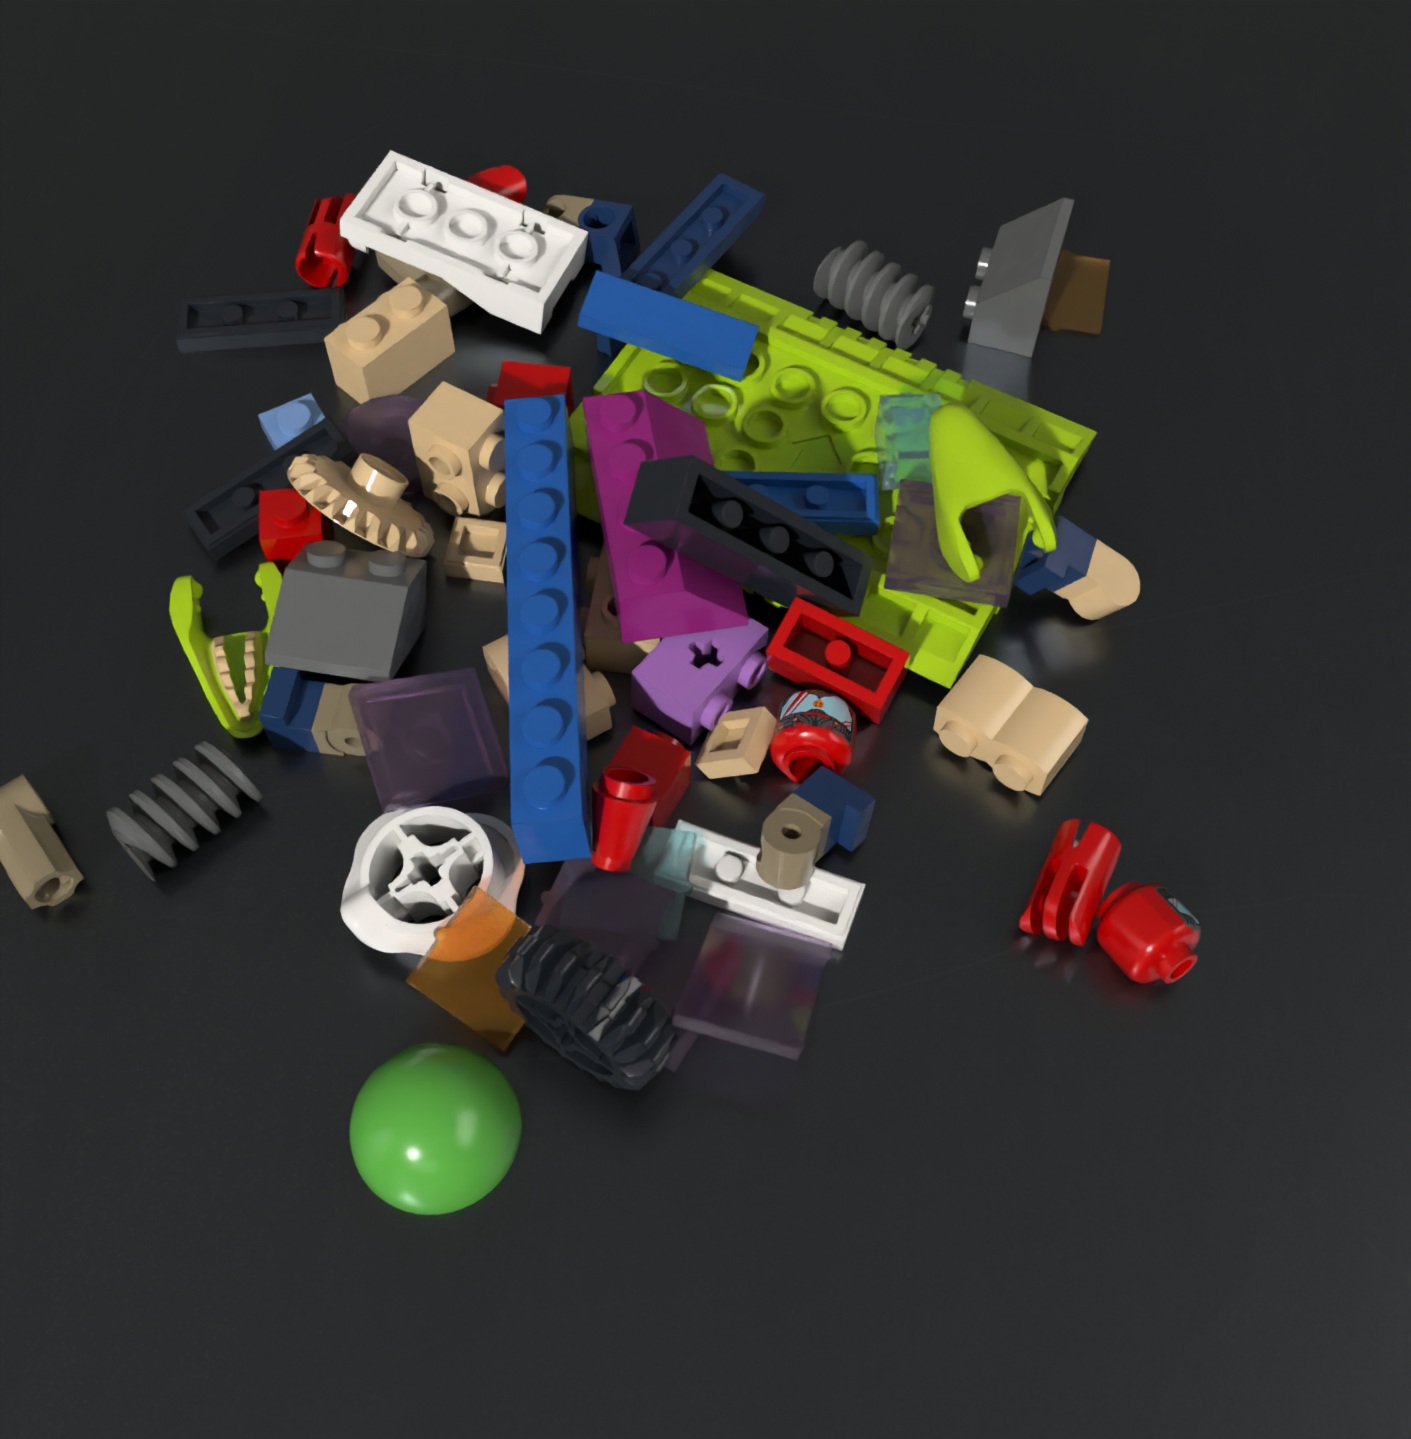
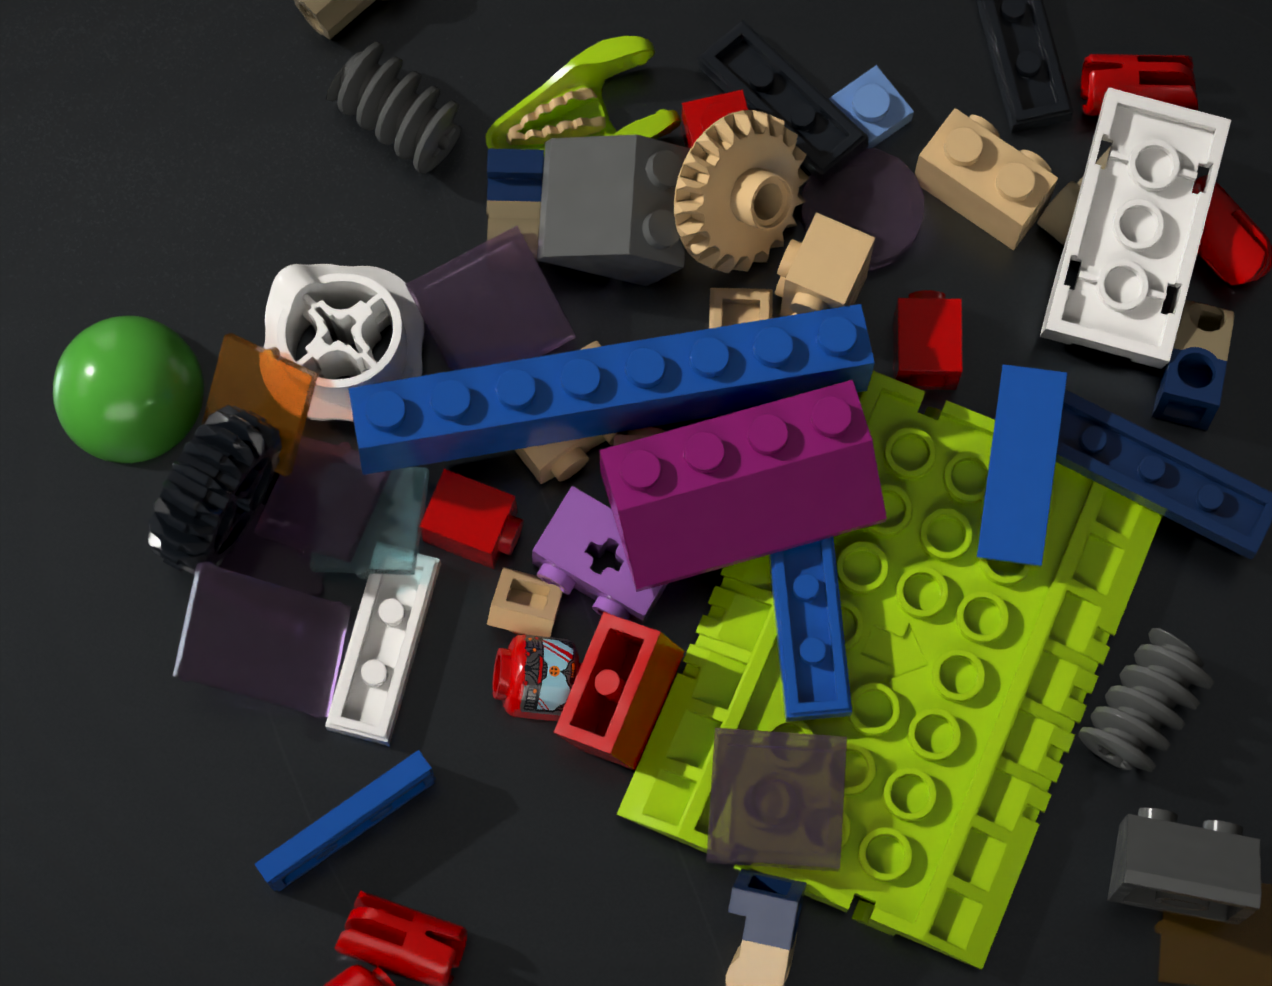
camera: 85 degrees right, 15 degrees up
(620, 814) = (407, 494): red cone -> none
(746, 536) = (687, 569): black brick -> none
(808, 825) = (431, 676): leg -> none
(903, 437) = (898, 742): clear light blue brick -> none
(950, 926) = (346, 822): none -> blue tile
(970, 470) = (828, 810): lime animal -> none
(1009, 725) = (574, 874): tan brick -> none

